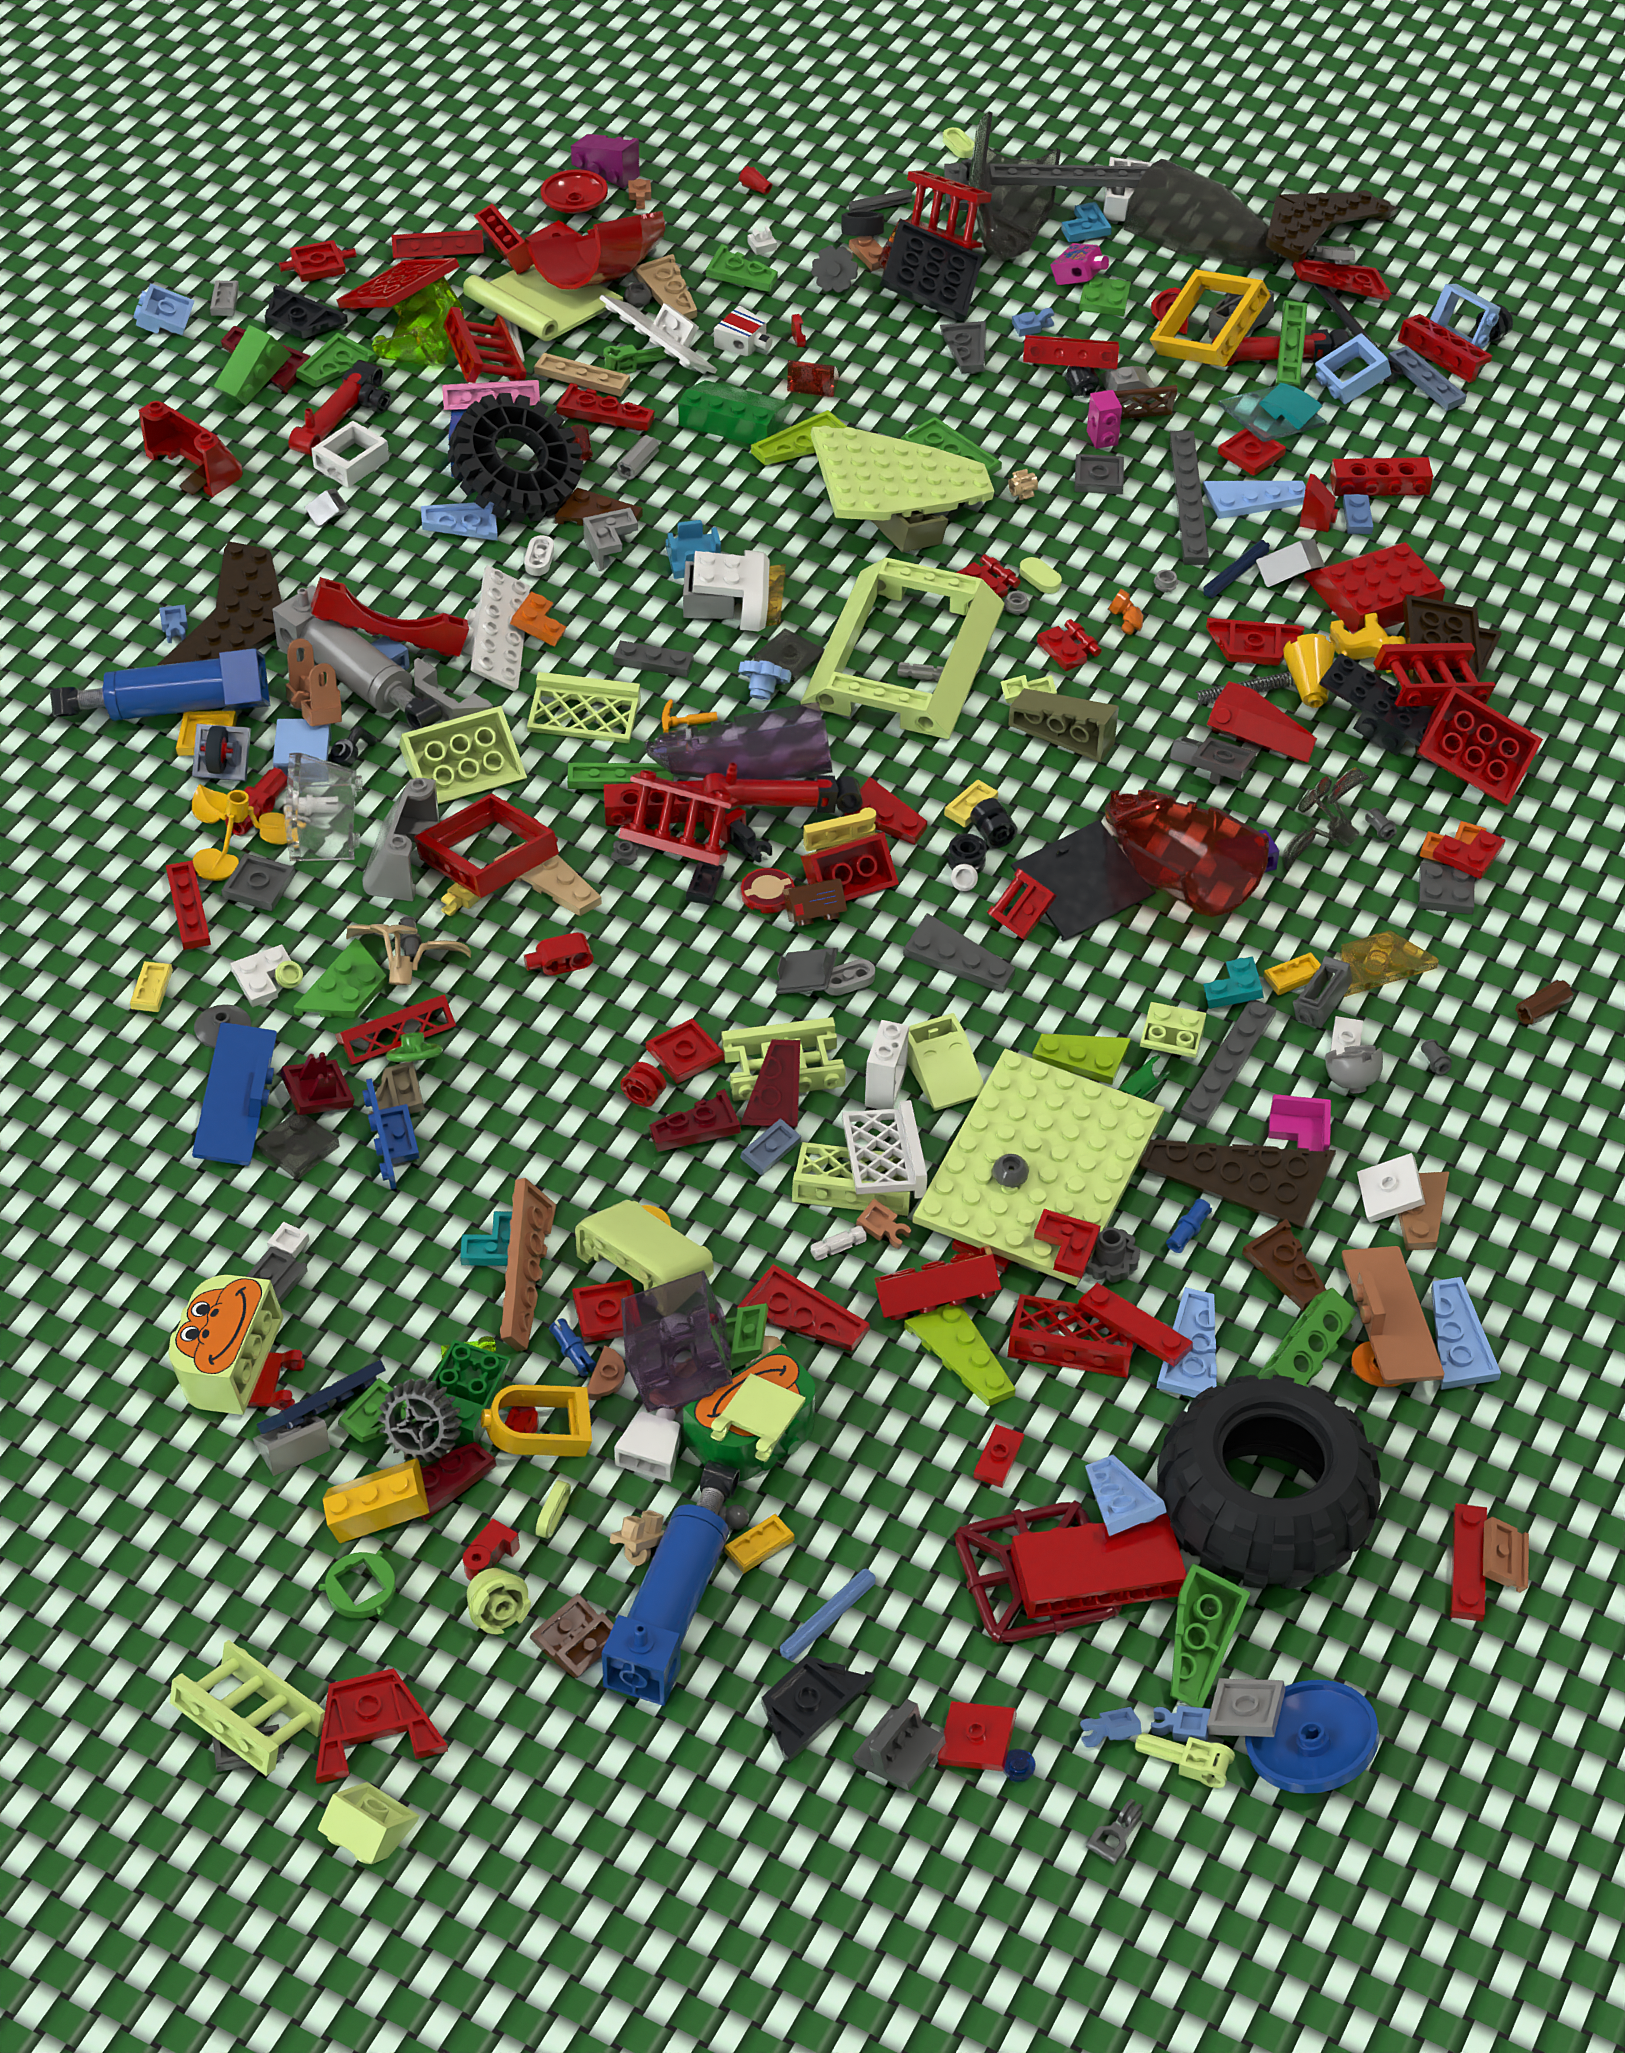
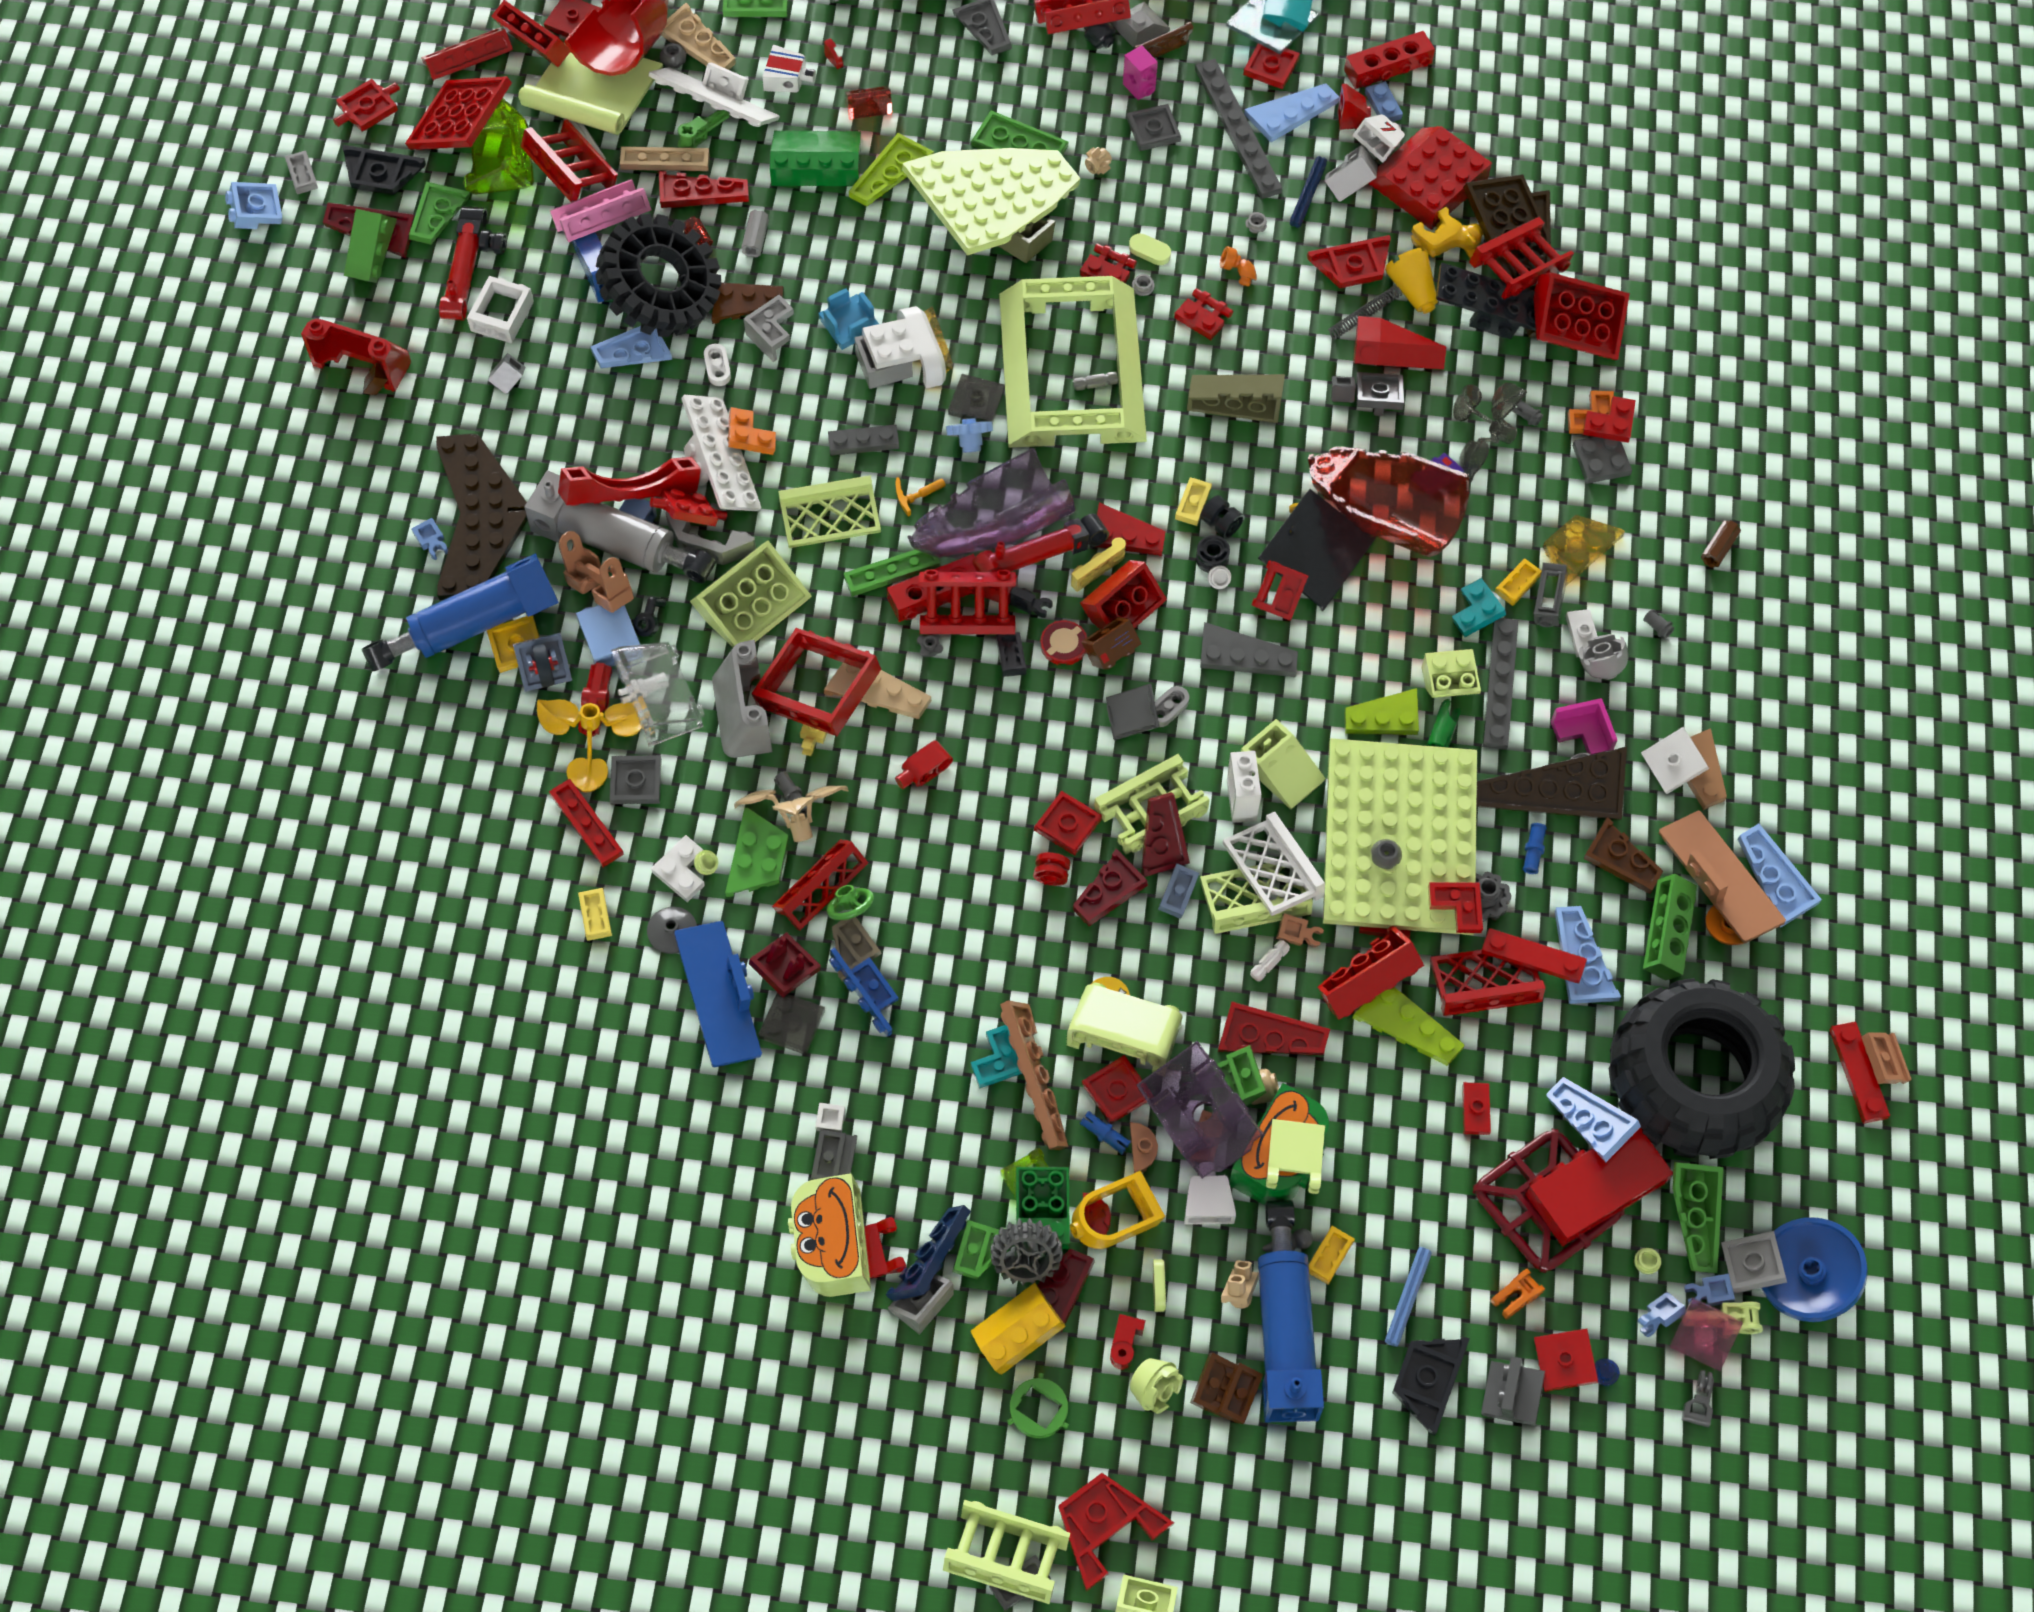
camera: 20 degrees left, 15 degrees up
(446, 664) = (688, 507): none -> red plate
(953, 1651) = (1524, 1286): none -> orange piece
(1014, 686) = (1182, 372): yellowish green slope -> none
(1123, 1669) = (1647, 1261): none -> yellowish green plate
(1154, 1762) = (1706, 1334): none -> clear pink plate
(1334, 535) = (1379, 136): none -> white torso

